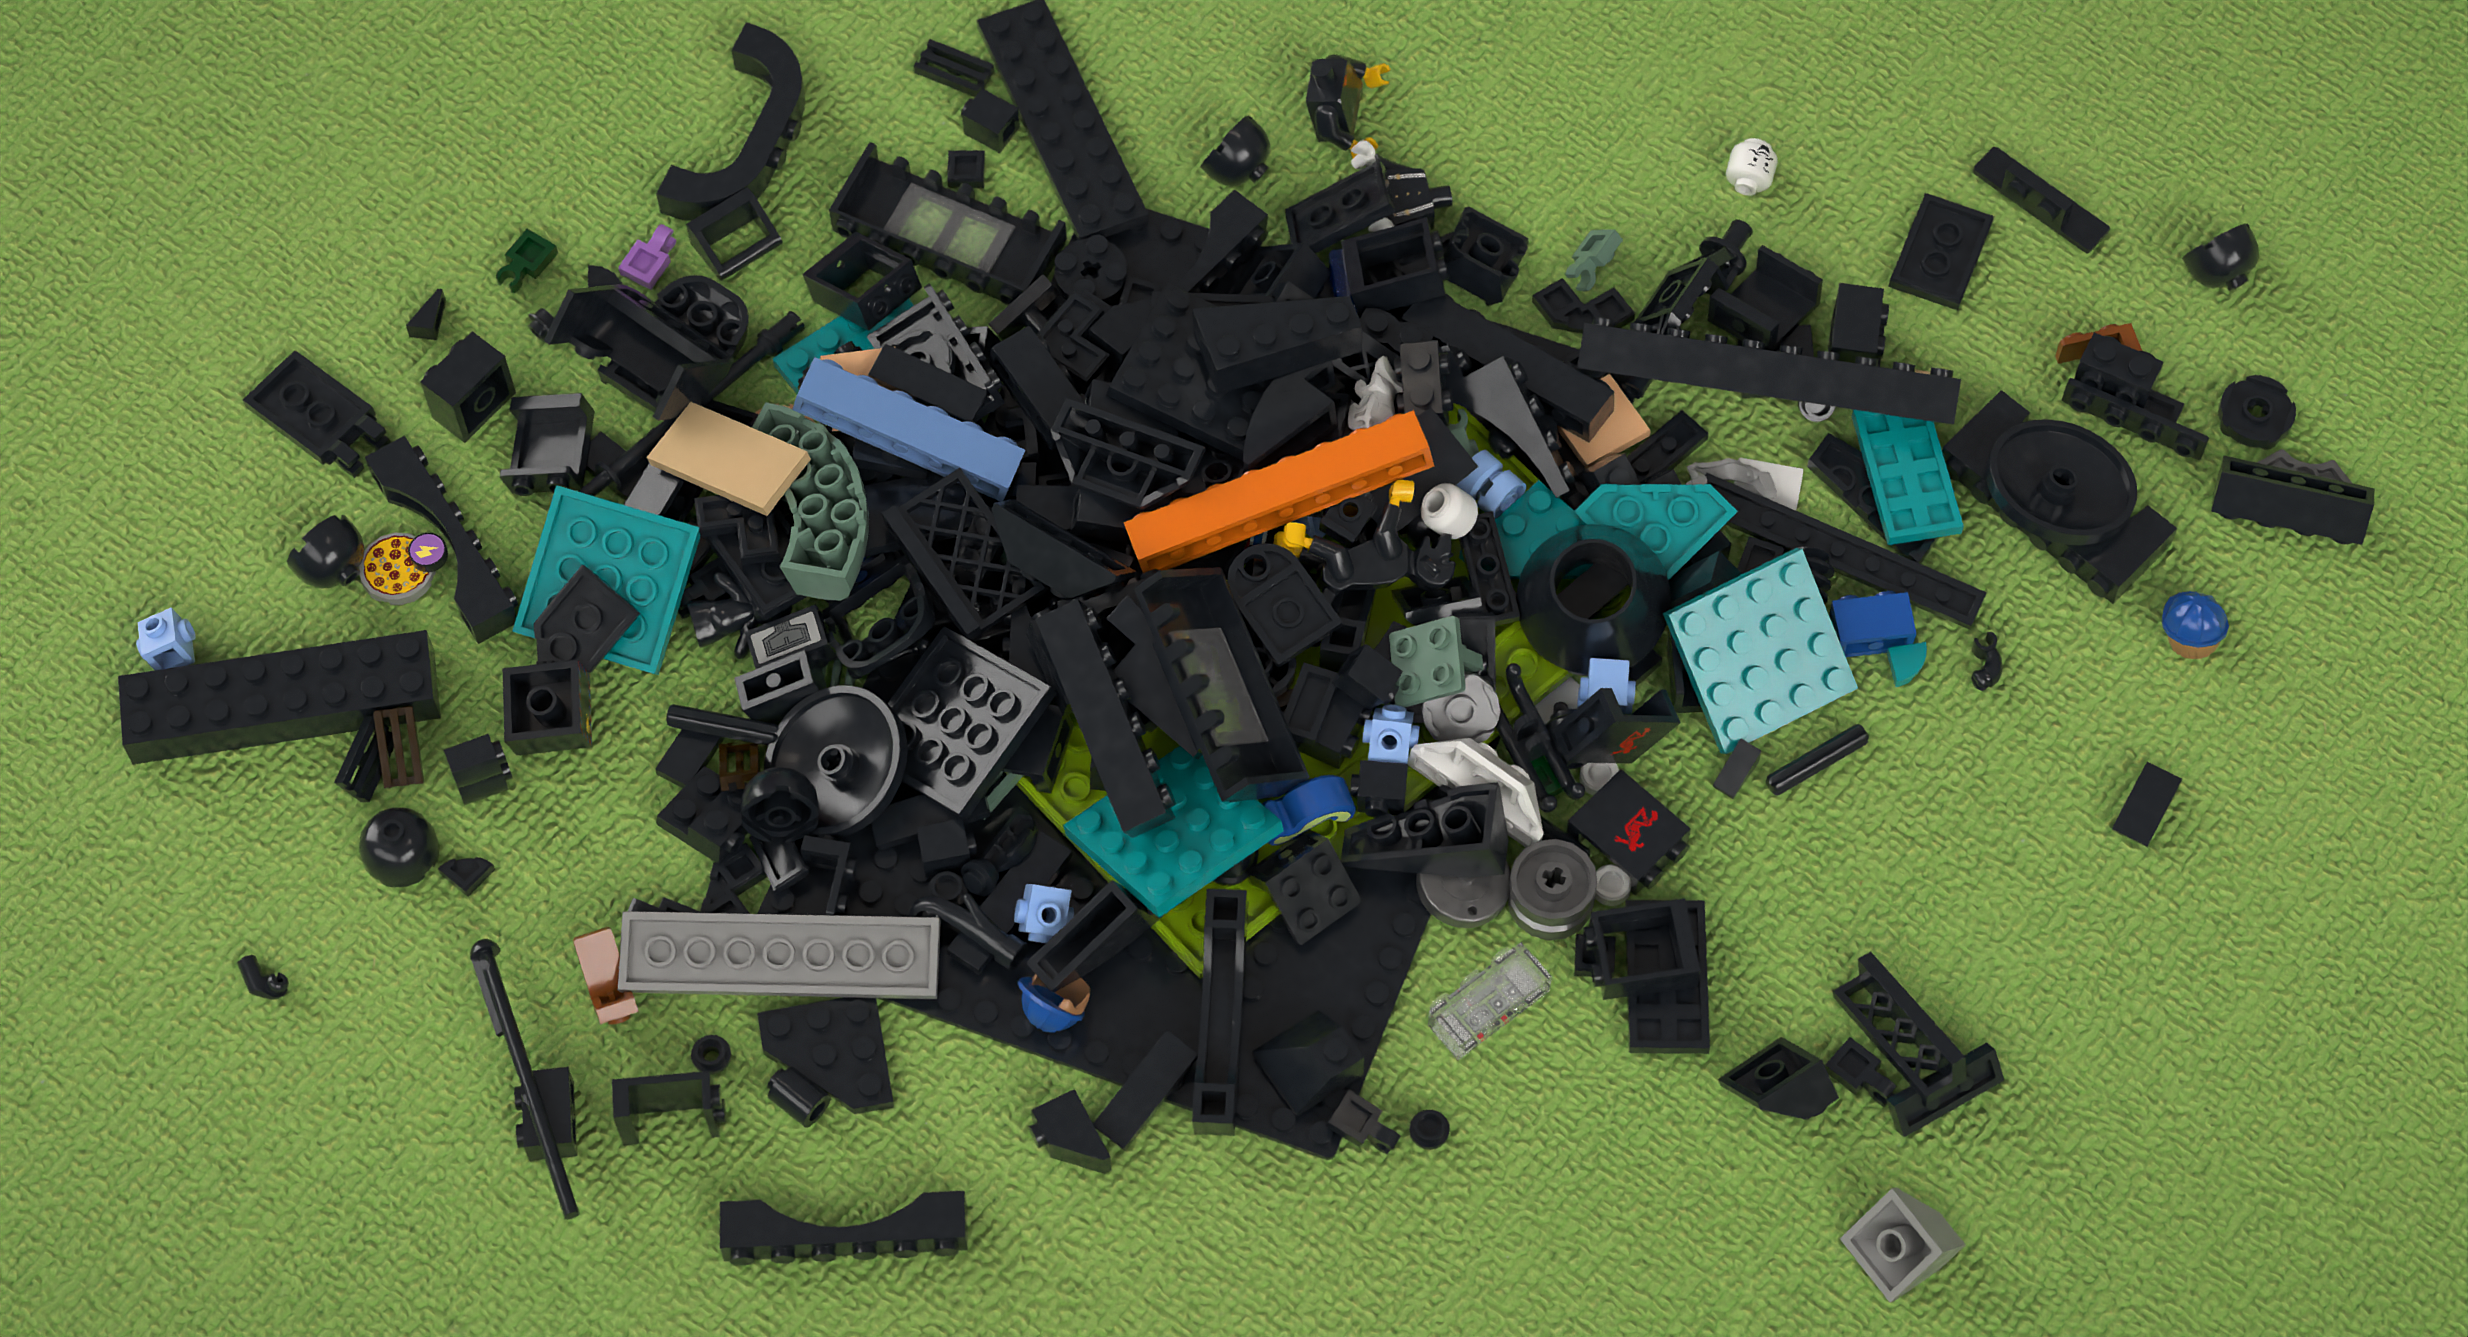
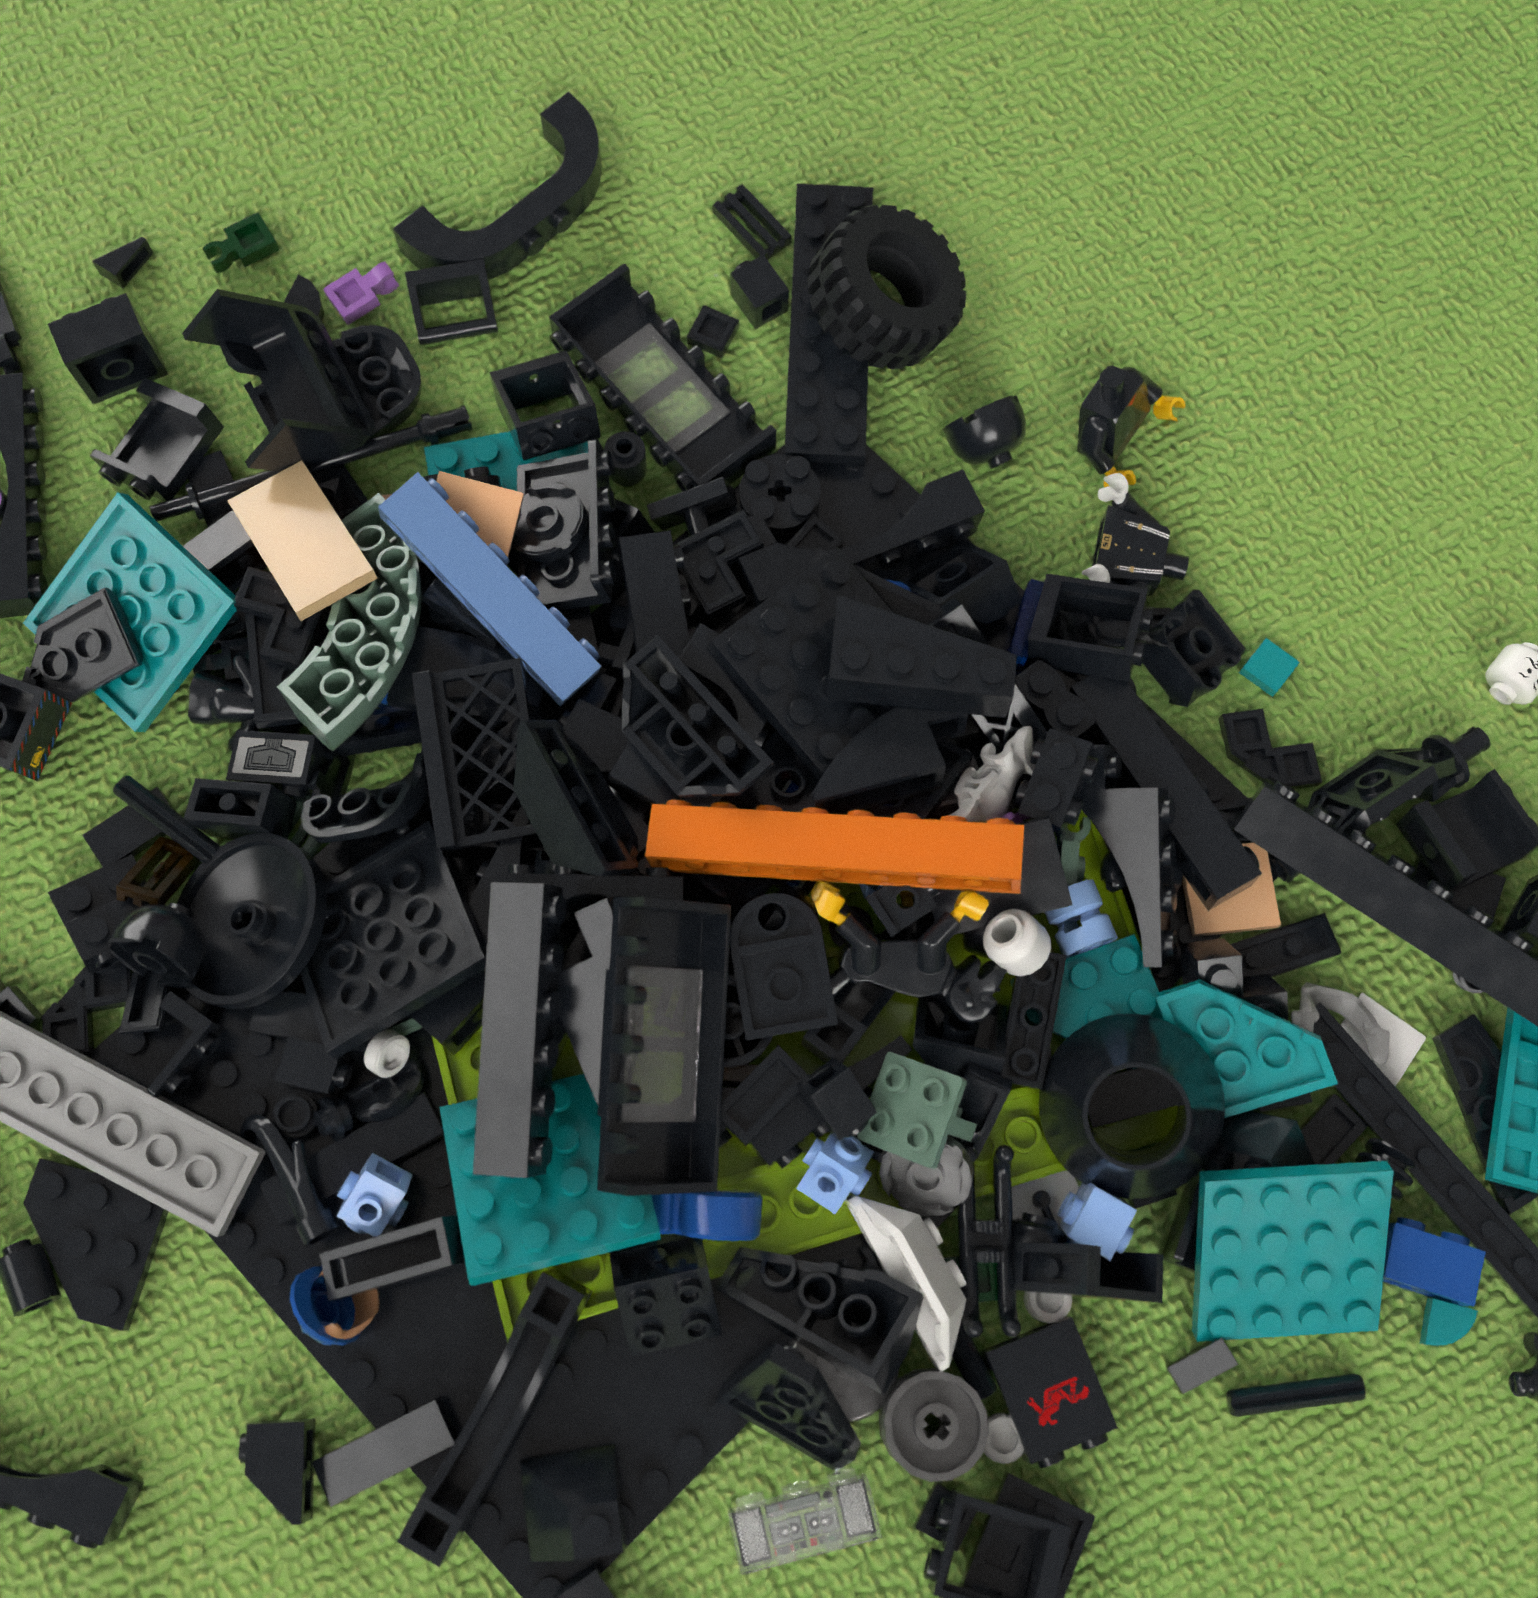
camera: 20 degrees right, 10 degrees up
(927, 384) = (534, 550): black tile -> none
(956, 290) = (628, 458): none -> black brick
(999, 809) = (387, 1053): none -> white tile
(1088, 99) = (907, 256): none -> black tyre
(1341, 208) = (1064, 537): black tile -> none
(1380, 788) = (796, 1222): black brick -> none
(1439, 910) = (793, 1404): none -> black plate
(1553, 244) = (1269, 667): none -> teal tile
(1594, 251) = (1307, 695): sand green plate -> none

